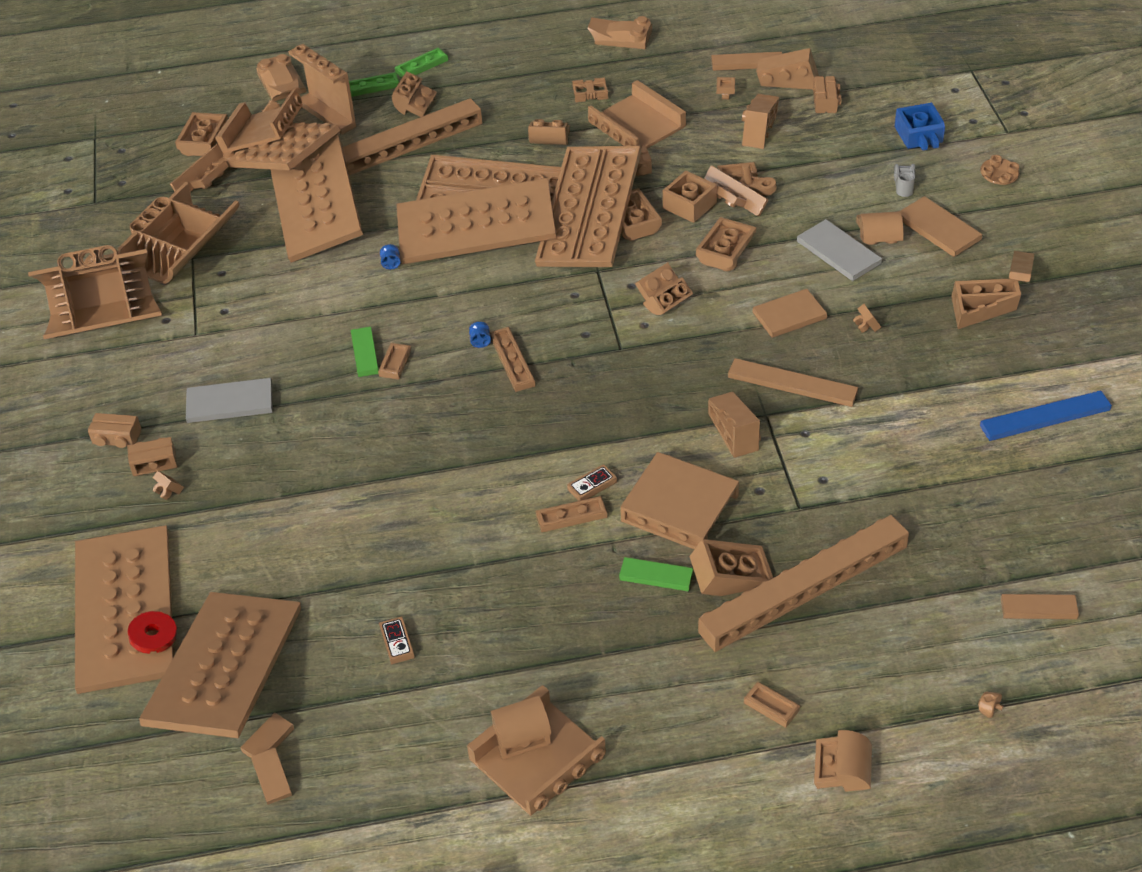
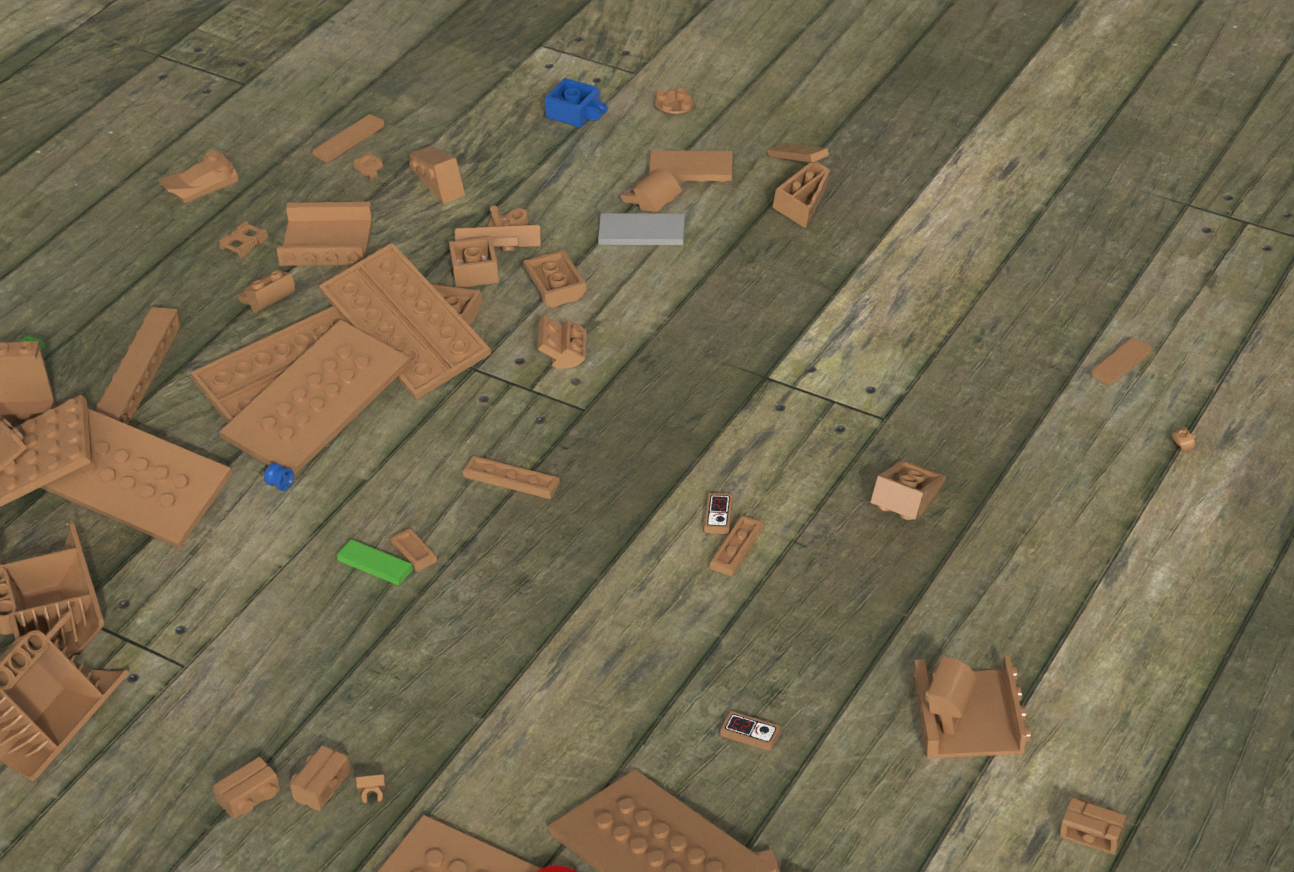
camera: 50 degrees left, 5 degrees down
(229, 400) = (311, 687): light grey tile -> none
(412, 95) = (83, 341): medium nougat brick -> none
(422, 62) = (38, 314): bright green tile -> none
(479, 334) = (460, 477): blue wheel -> none
(656, 574) = (861, 534): bright green tile -> none
(678, 500) = (807, 473): medium nougat panel -> none
(735, 424) = (762, 392): medium nougat wedge -> none
(736, 170) = (477, 219): medium nougat tile -> none
(771, 704) = (1062, 550): medium nougat tile -> none
(788, 70) = (404, 122): medium nougat wedge -> none
(789, 313) = (674, 296): medium nougat tile -> none
(793, 382) = (751, 340): medium nougat tile -> none
(802, 583) = (967, 461): medium nougat brick -> none
(826, 94) = (459, 124): medium nougat brick -> none
(843, 761) = (1161, 543): medium nougat brick -> none
(867, 319) = (740, 258): medium nougat tile -> none
(904, 179) = (615, 148): light grey piece -> none
(1045, 415) = (948, 243): blue tile -> none

